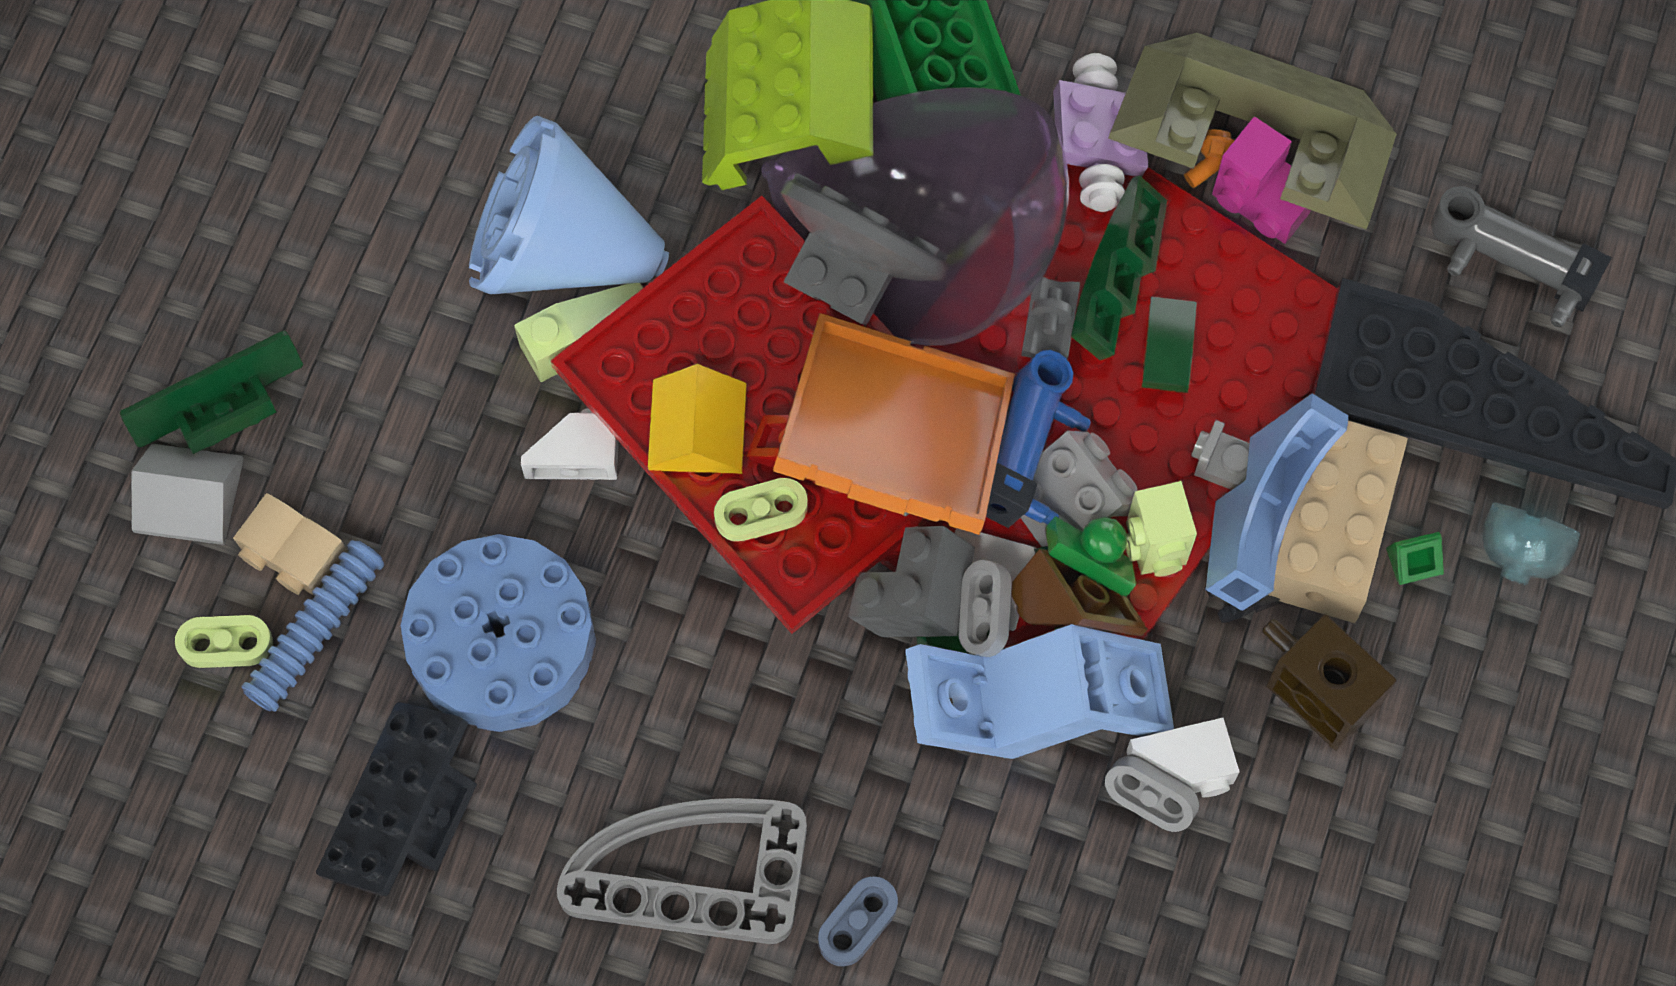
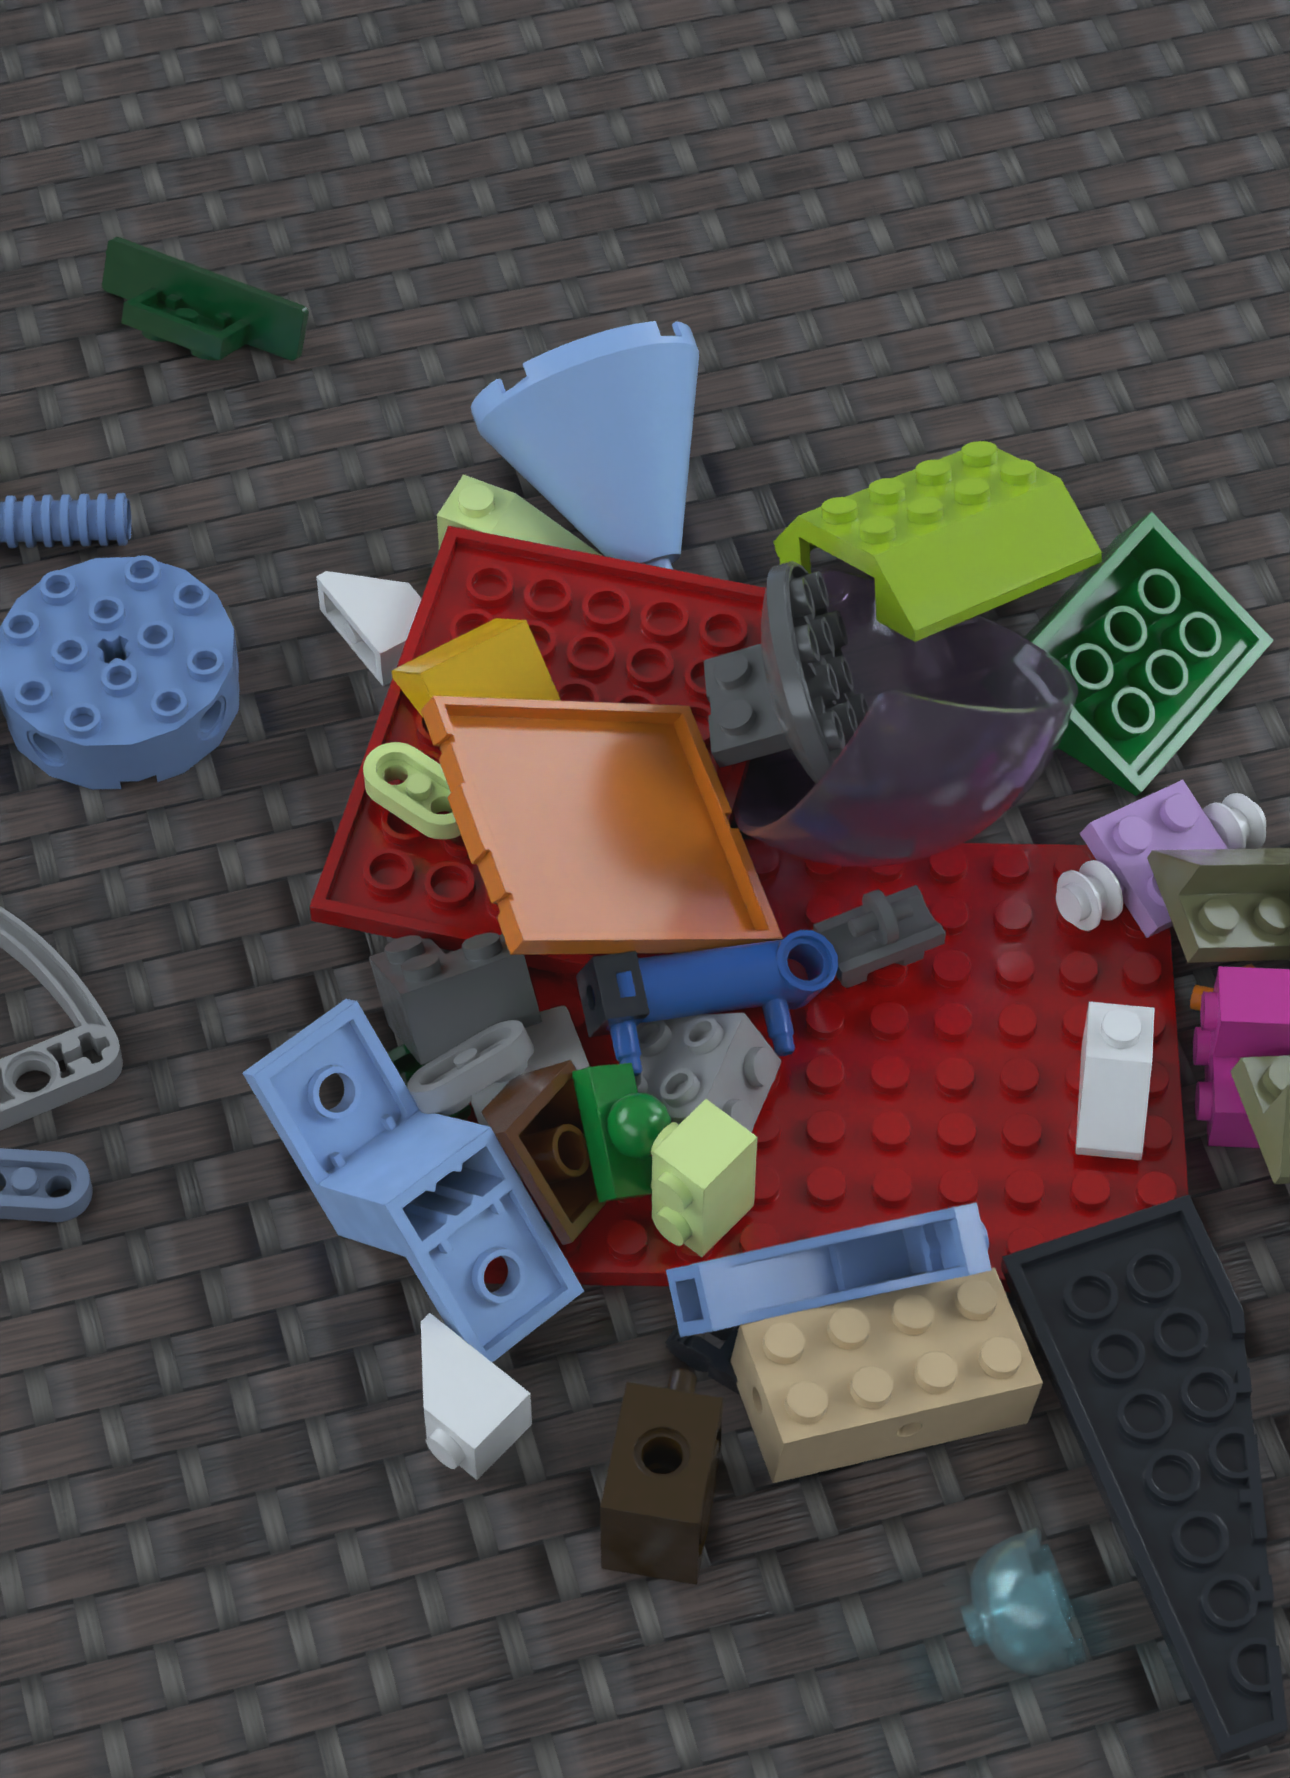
camera: 55 degrees right, 15 degrees down
(184, 493) = (77, 344): light grey slope -> none
(289, 545) = (81, 447): tan brick -> none
(1123, 256) = (1003, 966): dark green slope -> none
(1151, 793) = (390, 1387): light grey plate -> none
(1169, 344) = (951, 1073): dark green slope -> none
(1221, 457) = (857, 1194): light grey bracket -> none
(1236, 262) = (1114, 1080): none -> white slope
(1417, 558) = (916, 1506): green slope -> none

